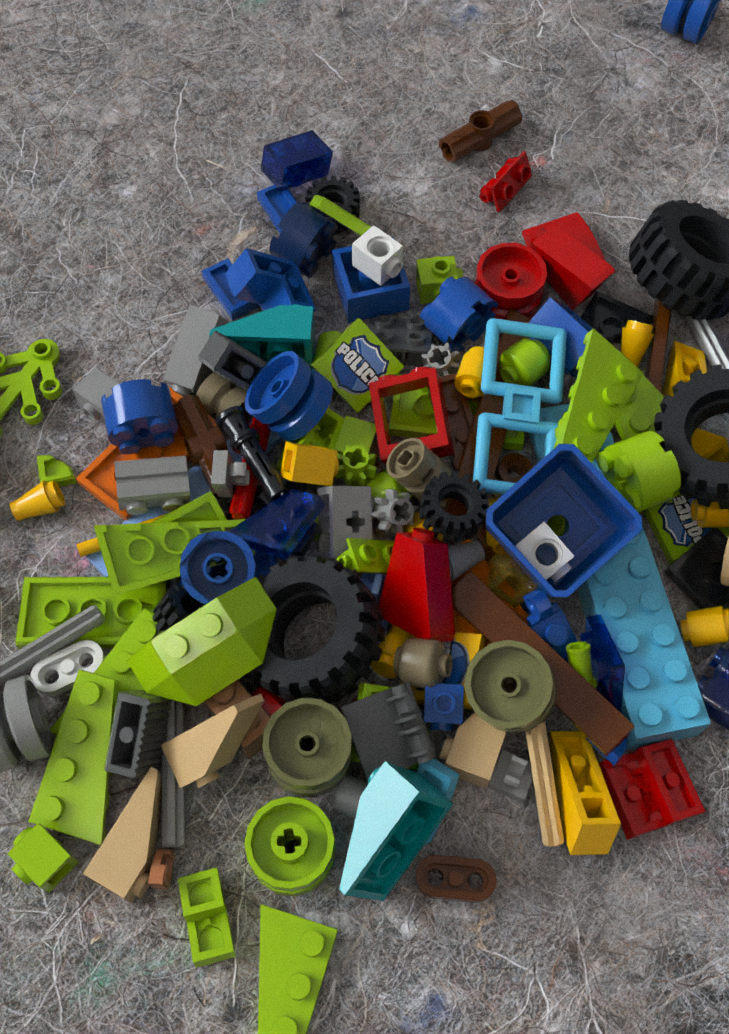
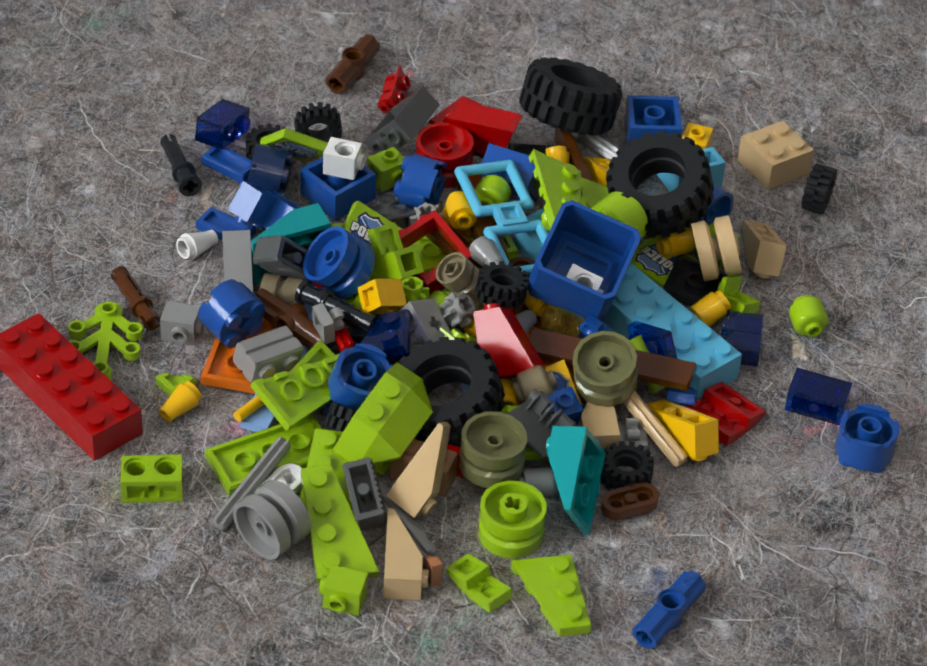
camera: 30 degrees left, 20 degrees down
(80, 343) = (140, 305): none -> reddish brown pin
(177, 299) = (194, 244): none -> white cone
(226, 203) = (182, 171): none -> black pin
(355, 413) = (391, 258): none -> lime brick
(403, 195) = (316, 115): none -> black tyre
(462, 451) = (485, 251): none -> light grey cone
(483, 227) = (402, 121): none -> dark grey window
(496, 807) = (626, 456): none -> black tyre

